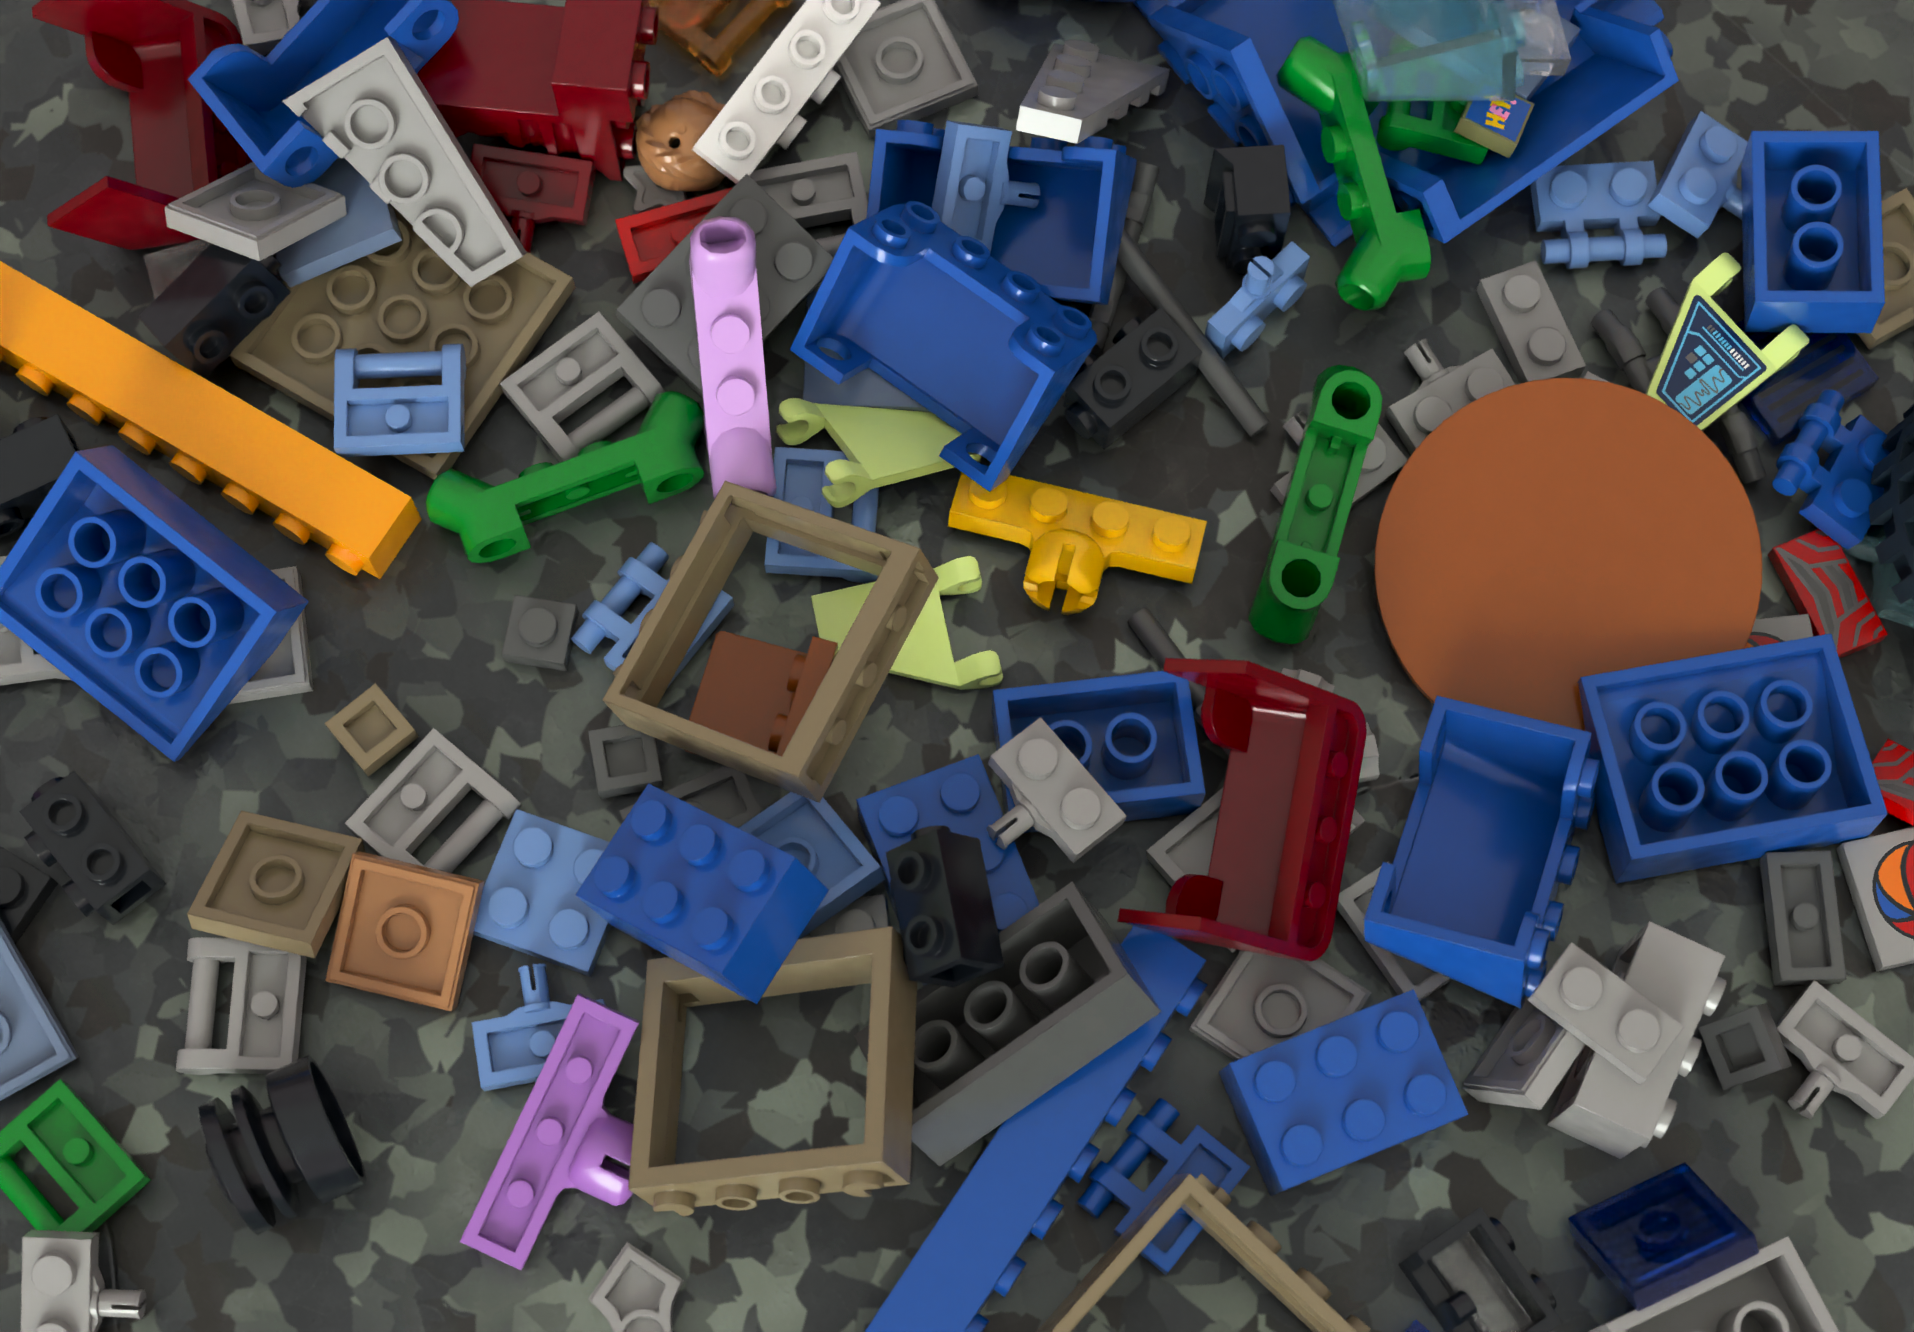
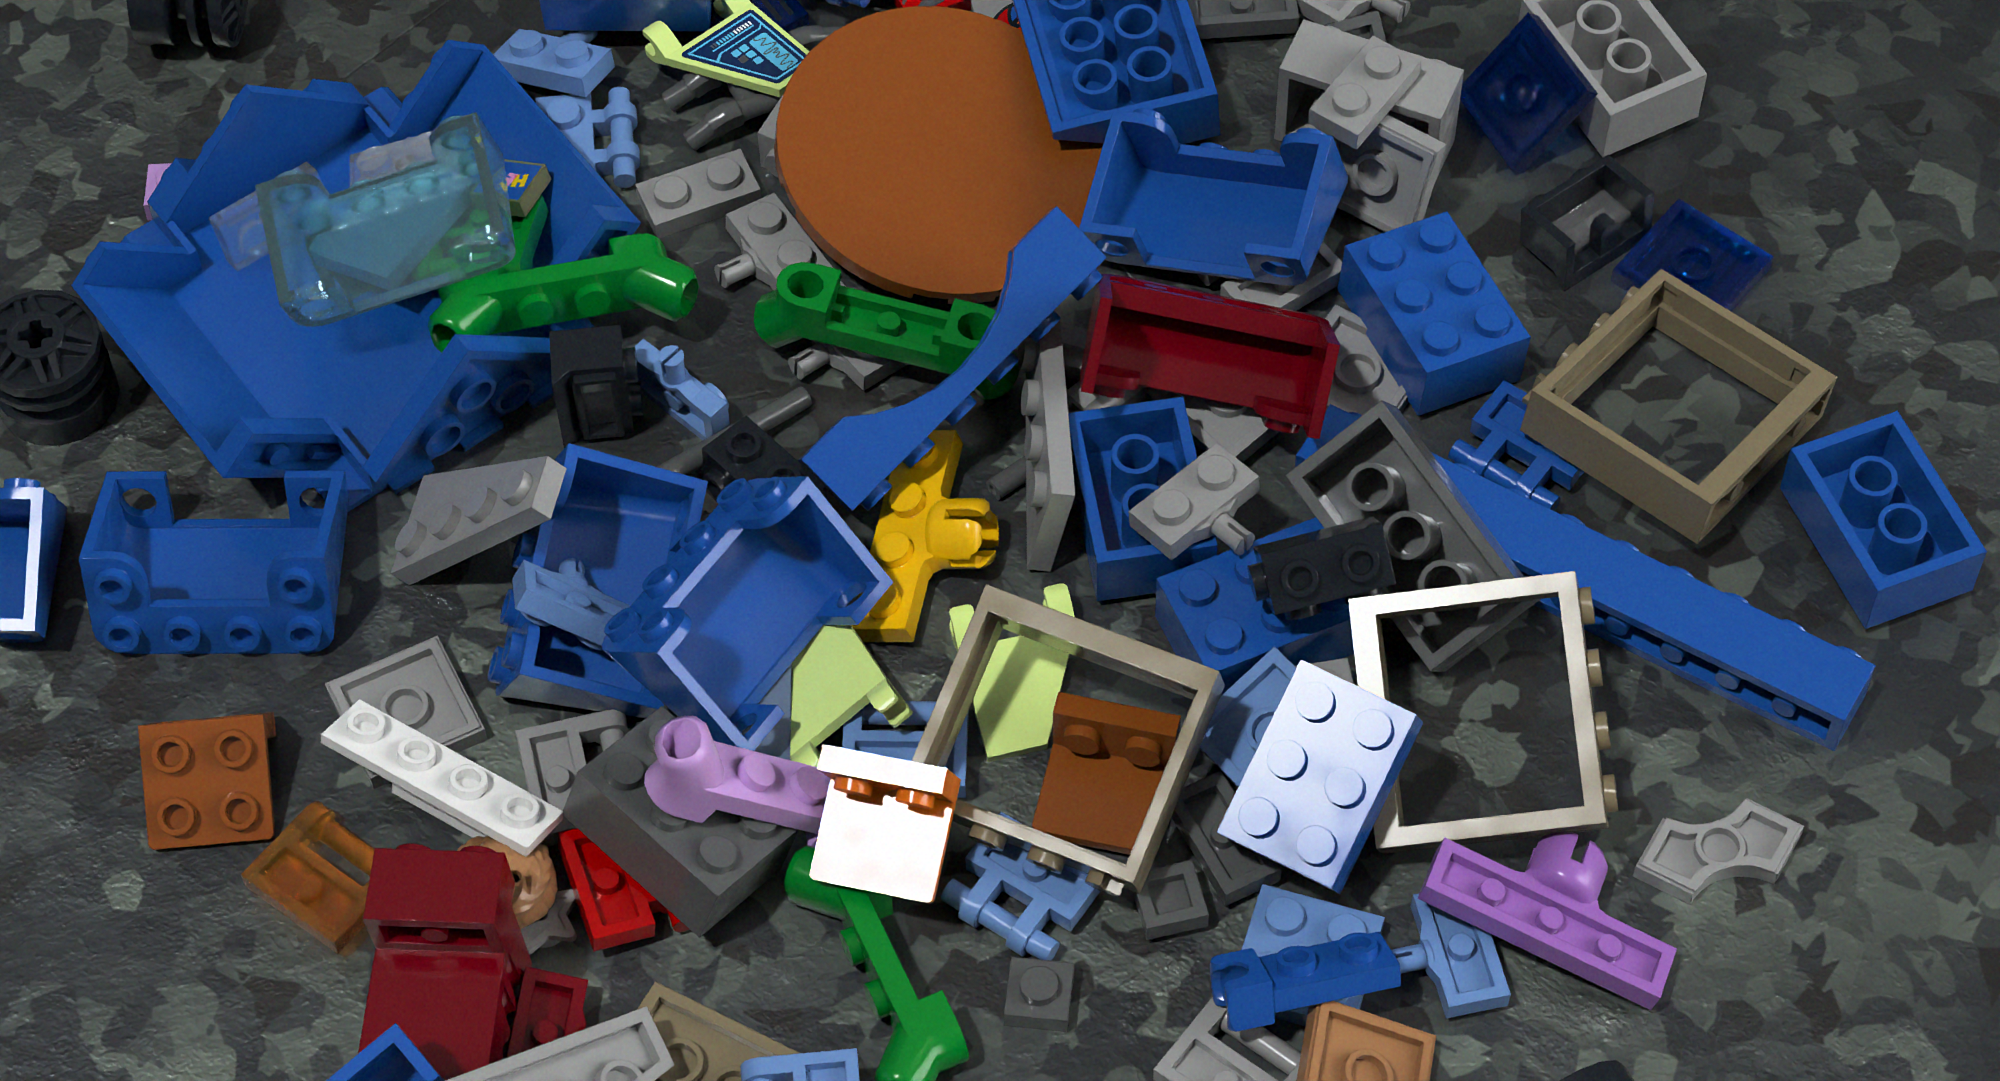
camera: 90 degrees left, 15 degrees down
(499, 871) = (1300, 977): none -> blue plate
(571, 376) = (764, 983): light grey plate -> none
(686, 460) = (883, 824): none -> bracket
(1149, 644) = (1046, 447): none -> light grey wing
(1329, 626) = (1039, 276): none -> blue arch

